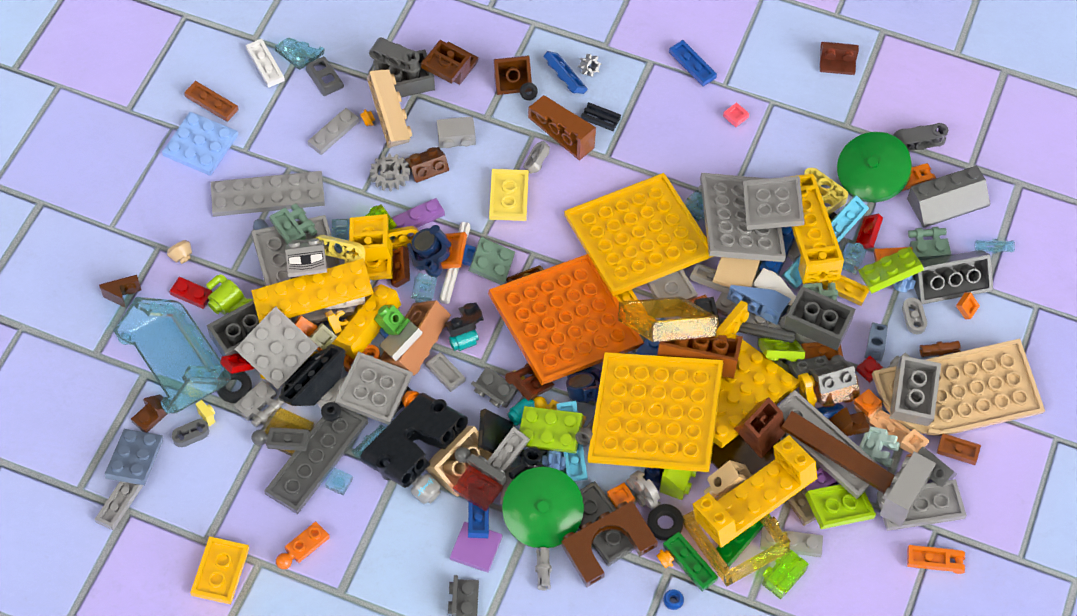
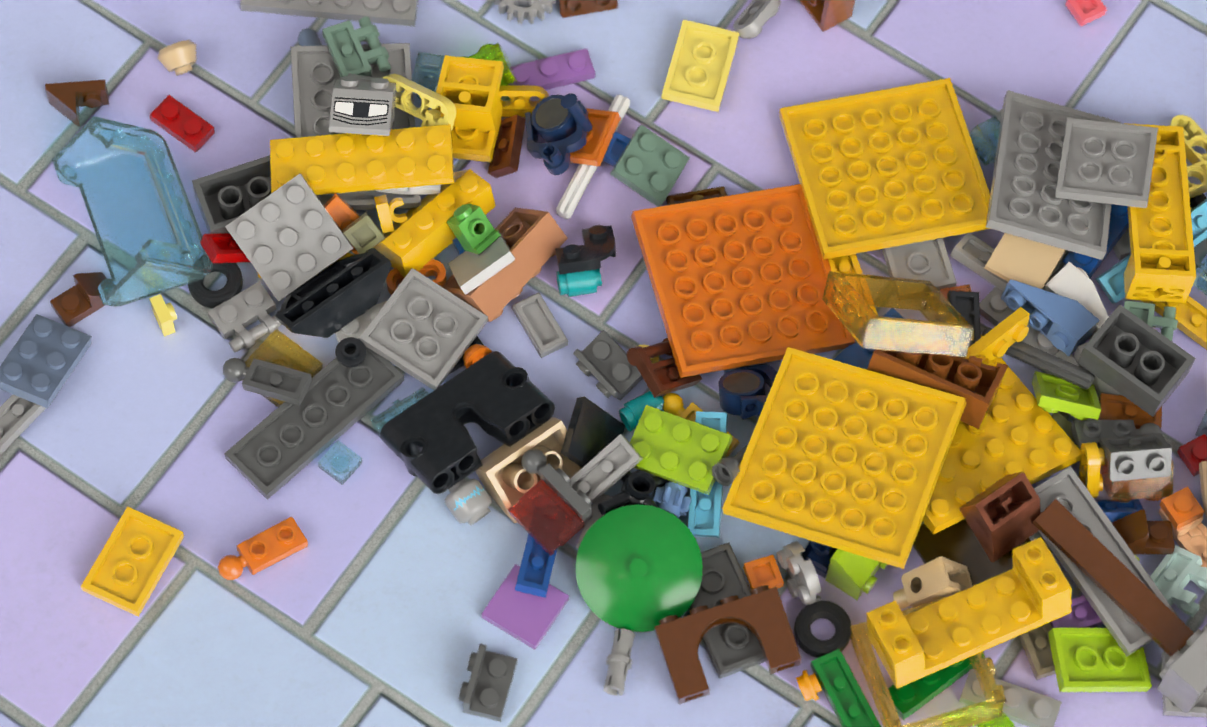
camera: 10 degrees right, 5 degrees up
(190, 433) = (134, 341): dark grey beam -> none
(226, 296) = (232, 141): lime piece -> none
(427, 284) = (541, 181): clear light blue brick -> none

